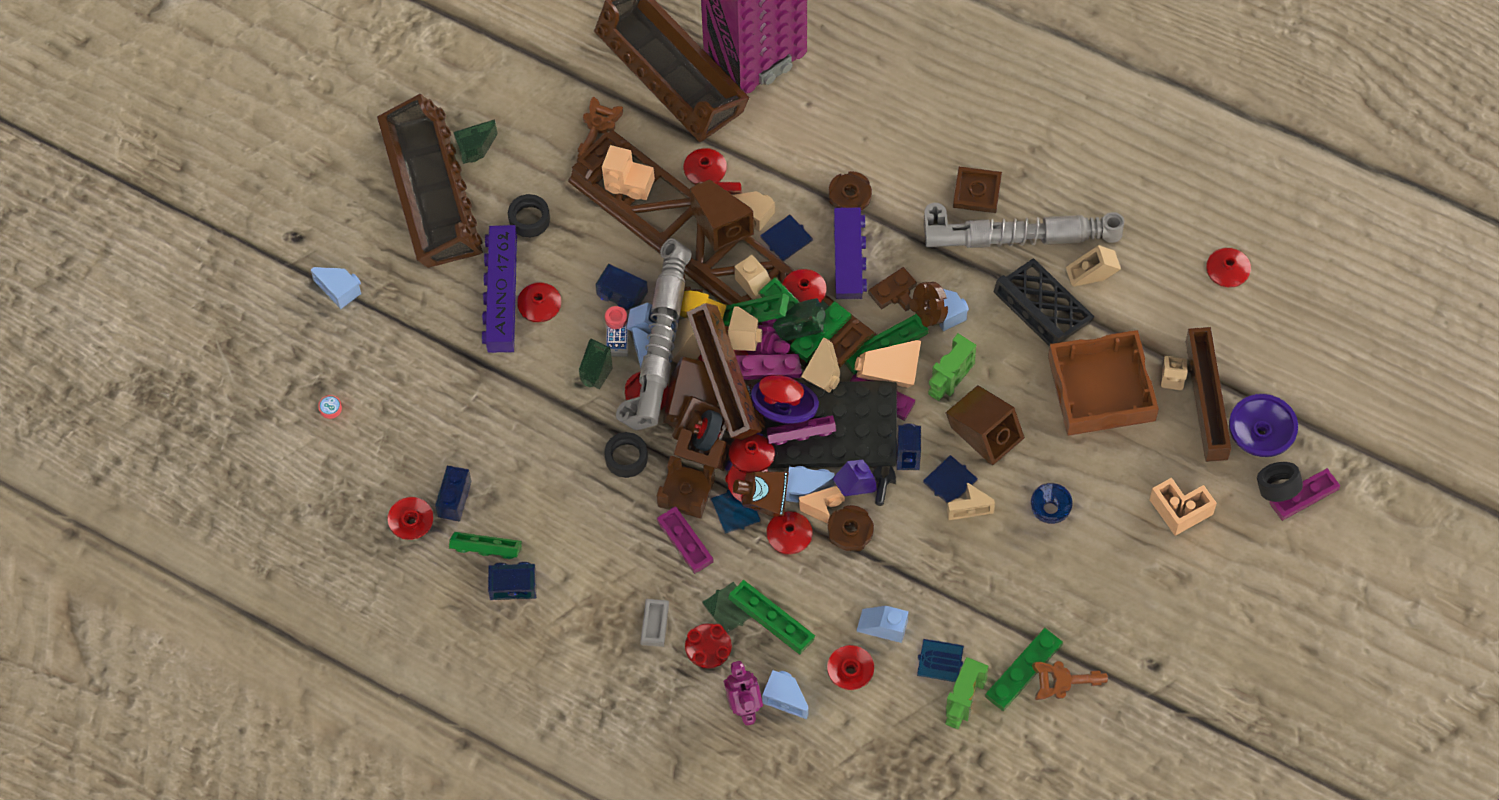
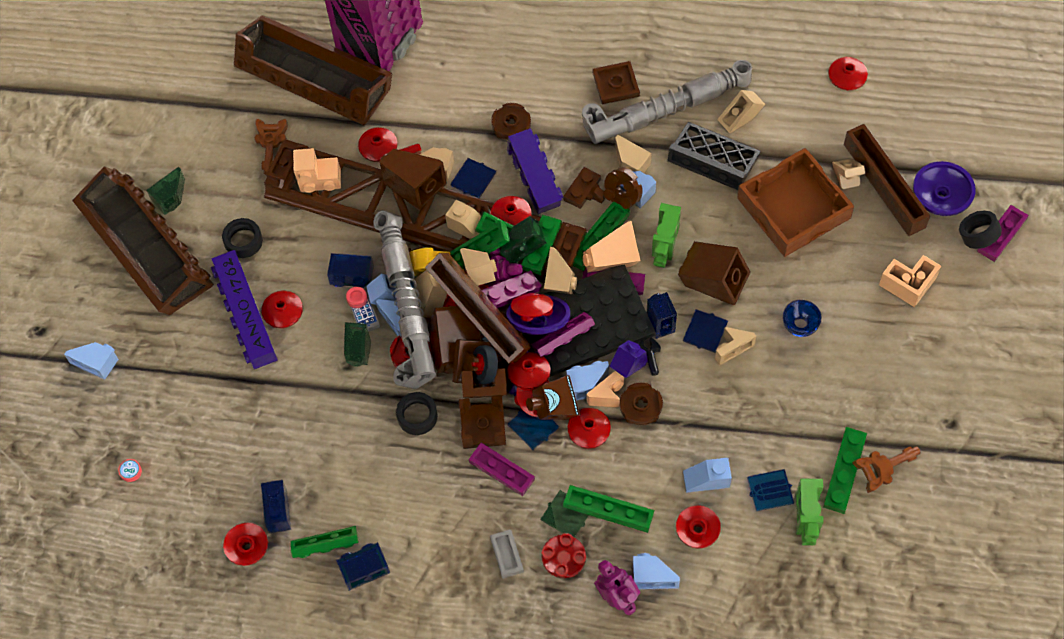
camera: 20 degrees left, 0 degrees up
(957, 275) = (631, 155): none -> tan slope

